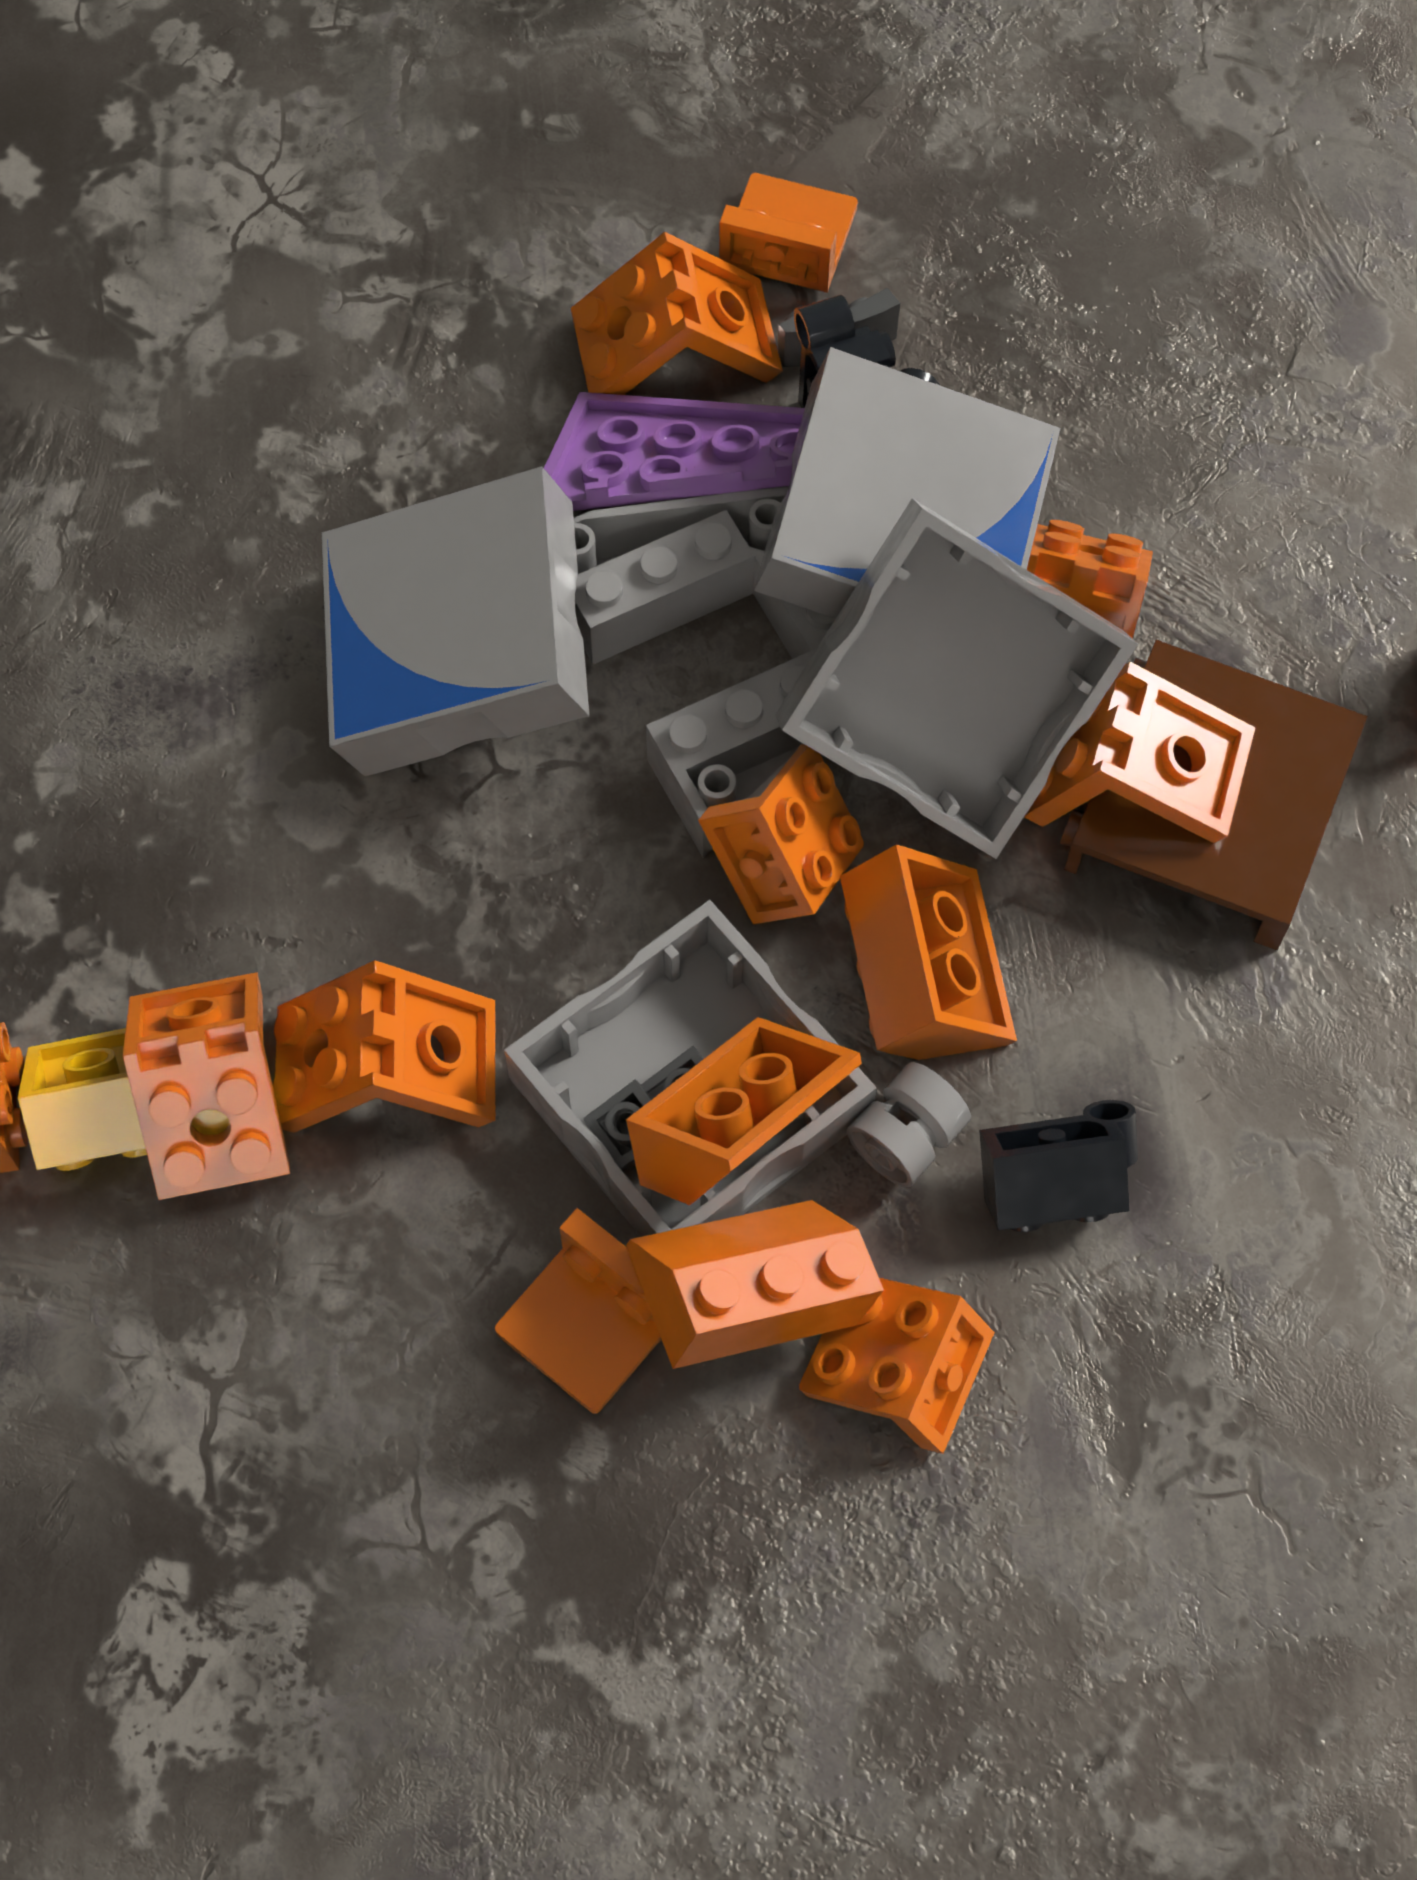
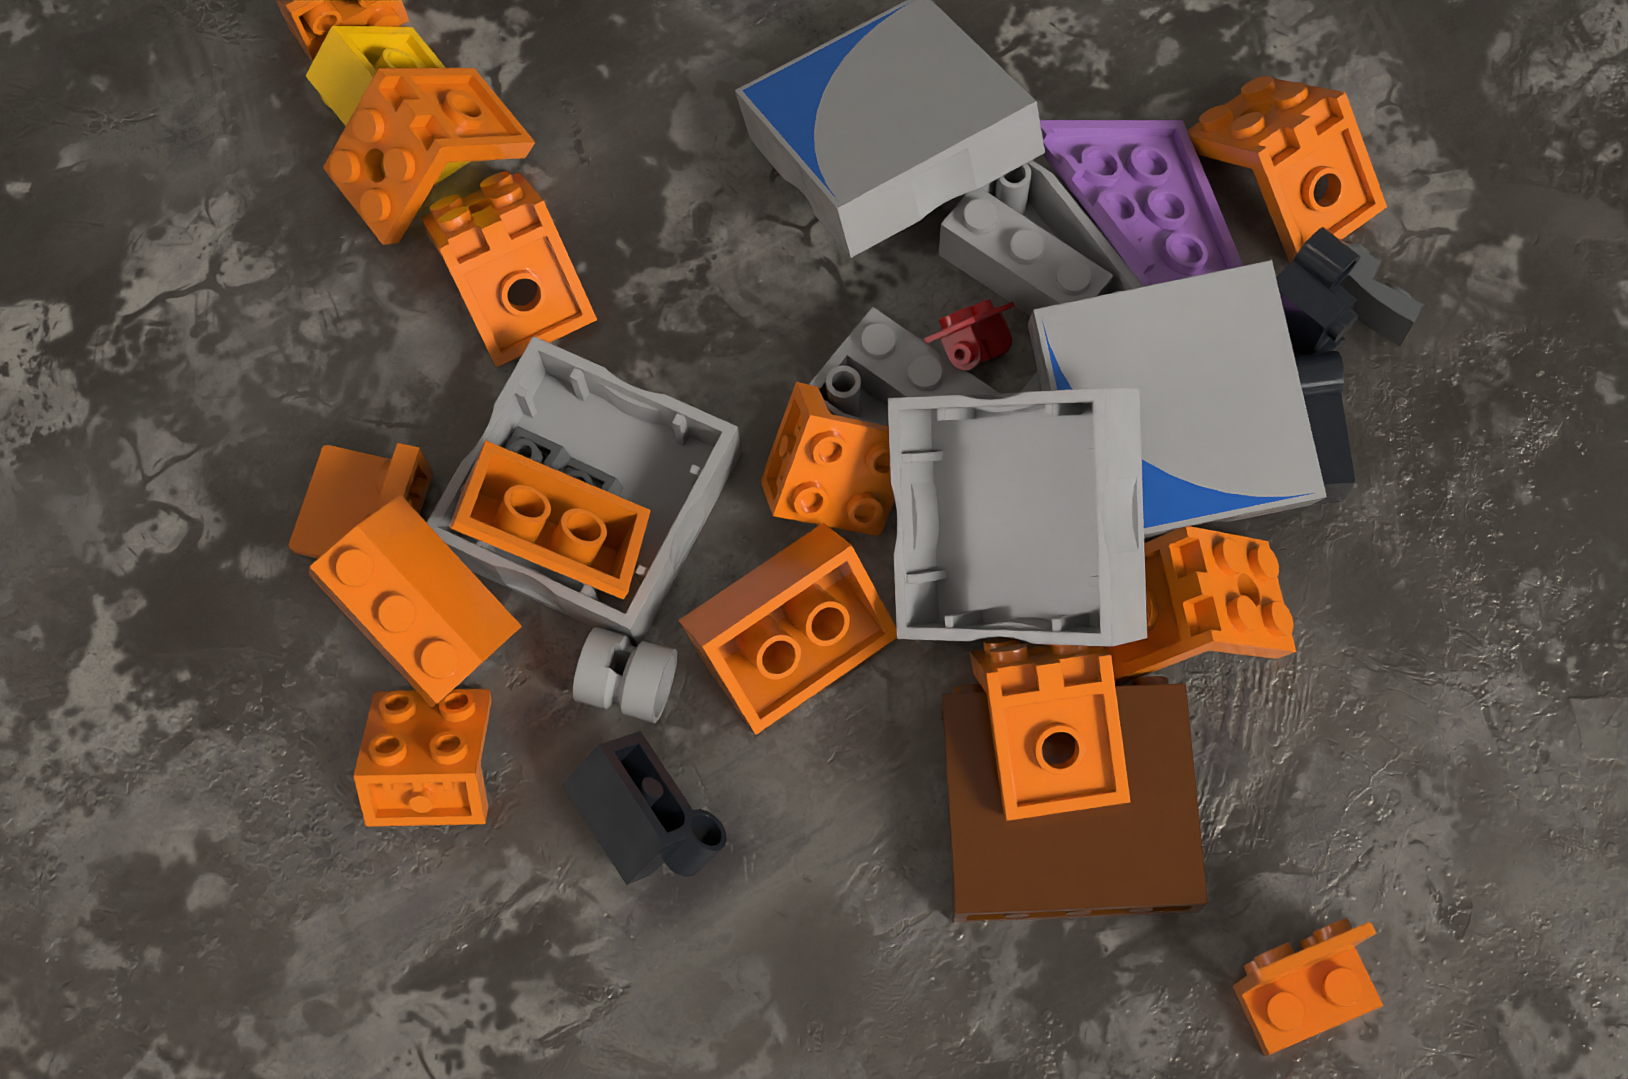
camera: 70 degrees right, 5 degrees up
(710, 654) = (974, 334): none -> red hinge
(787, 231) = (1448, 204): orange bracket -> none

